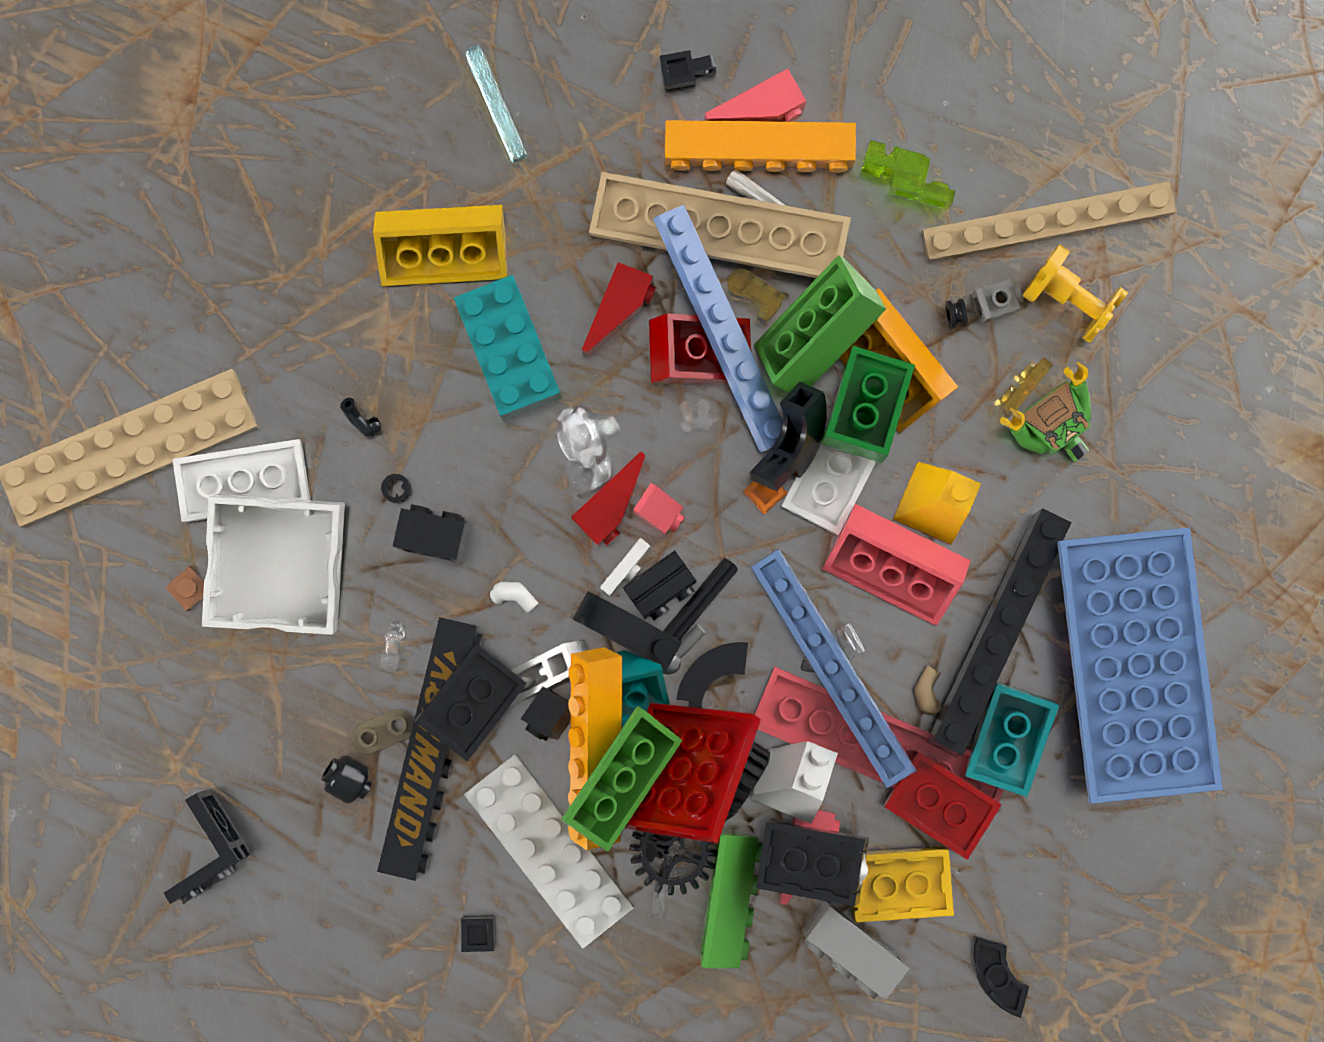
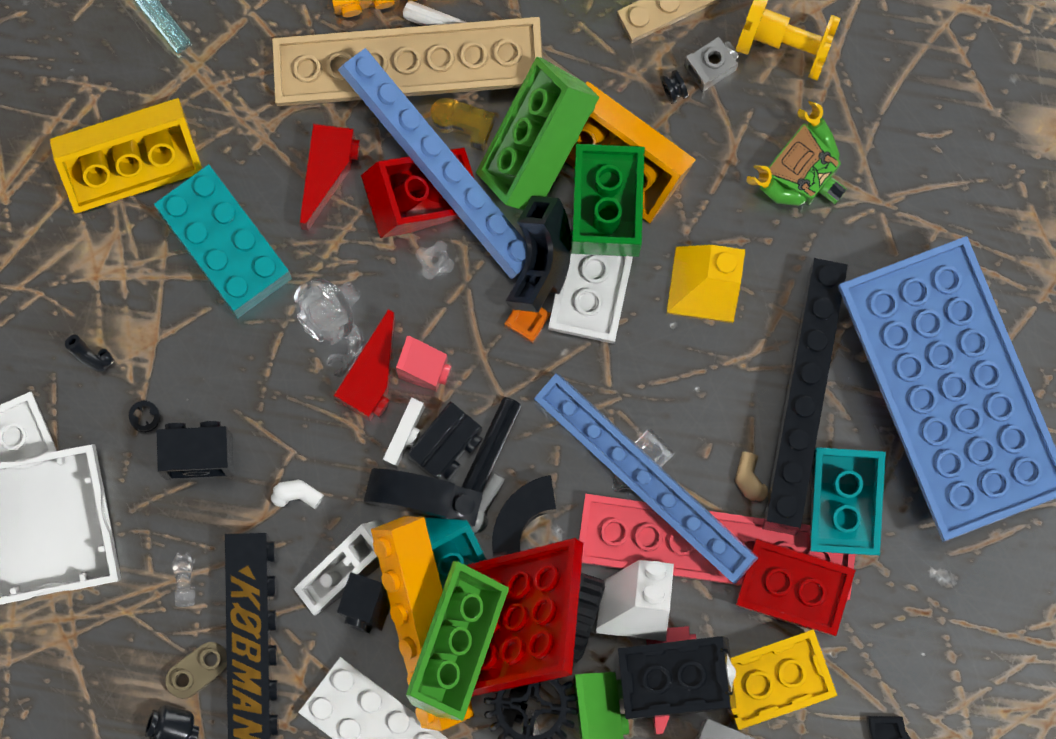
camera: 15 degrees left, 5 degrees down
(470, 702) = (280, 611): black plate -> none
(896, 565) = (682, 357): coral slope -> none
(1032, 375) = (768, 129): clear yellow plate -> none

